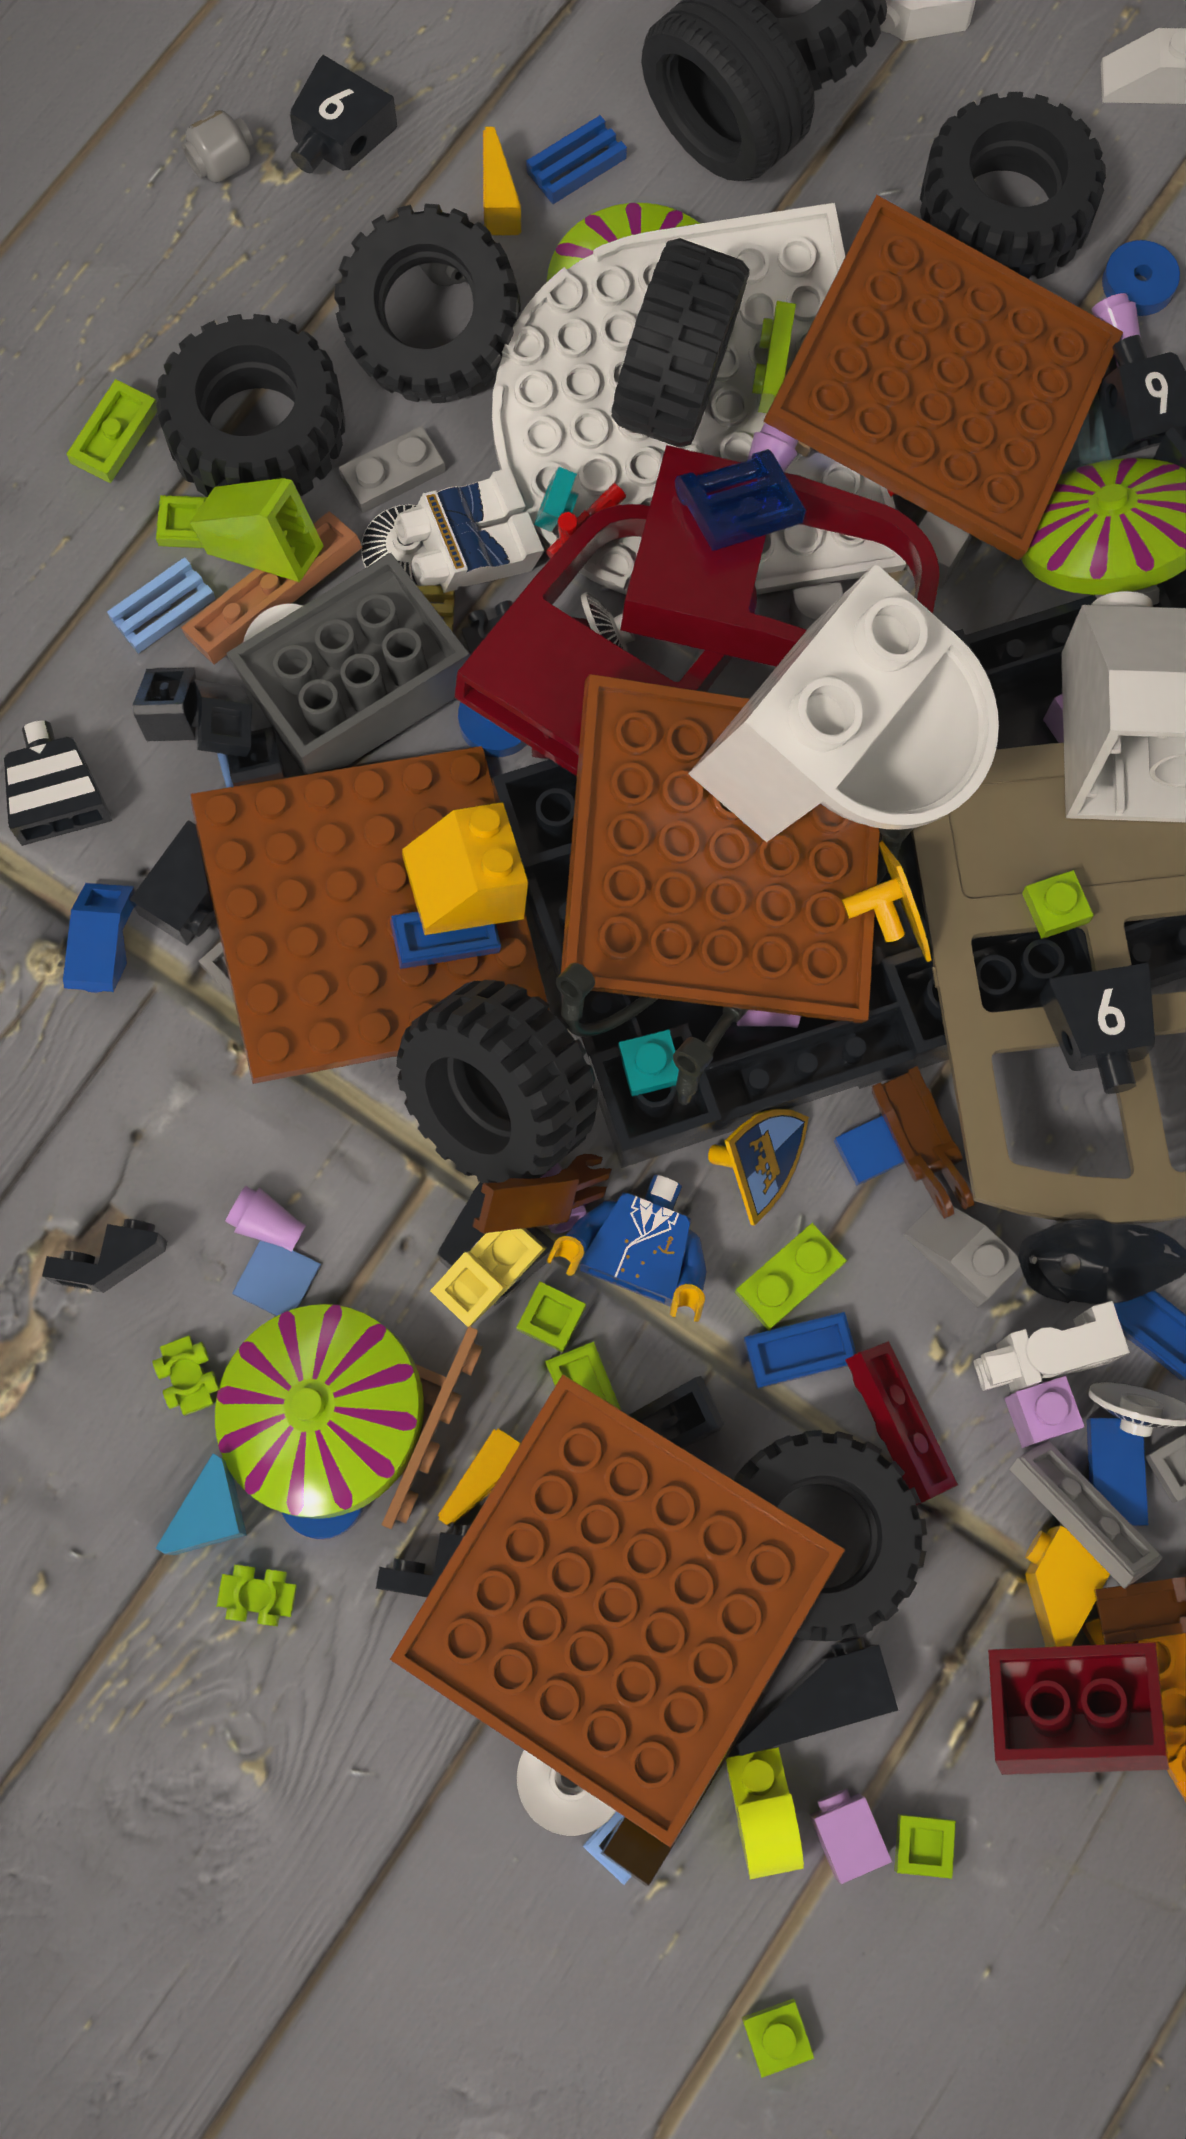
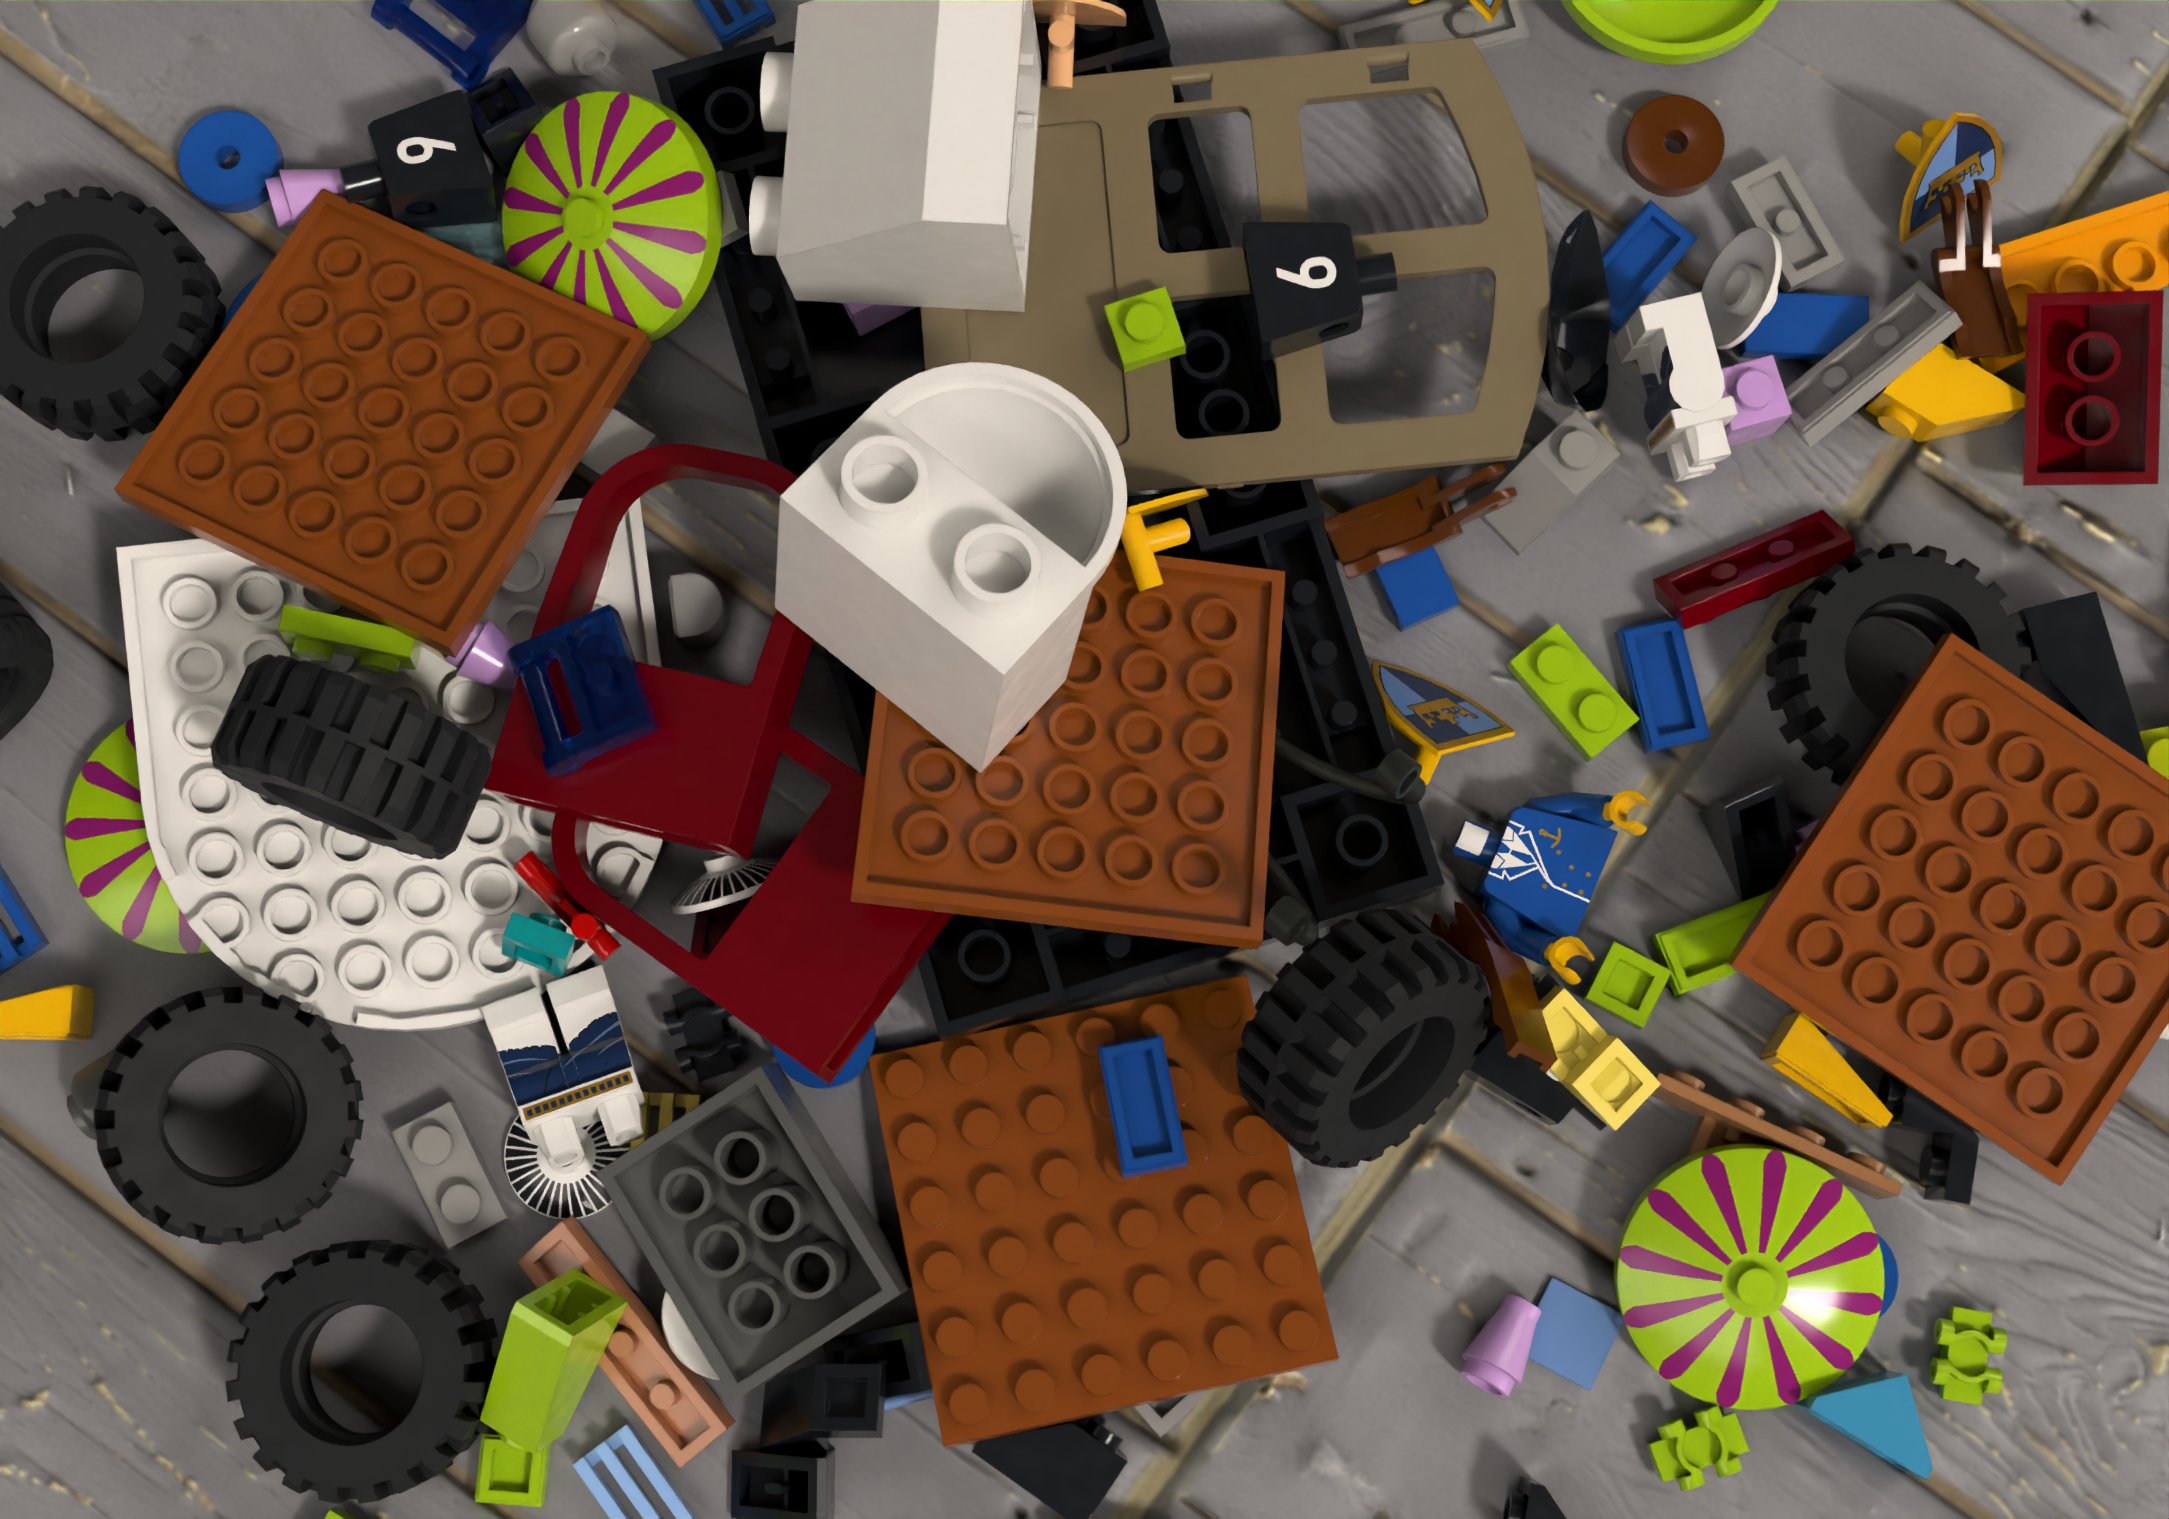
camera: 90 degrees left, 5 degrees up
(467, 871) = (1067, 1075): yellow slope -> none
(649, 1062) = (1335, 843): teal plate -> none

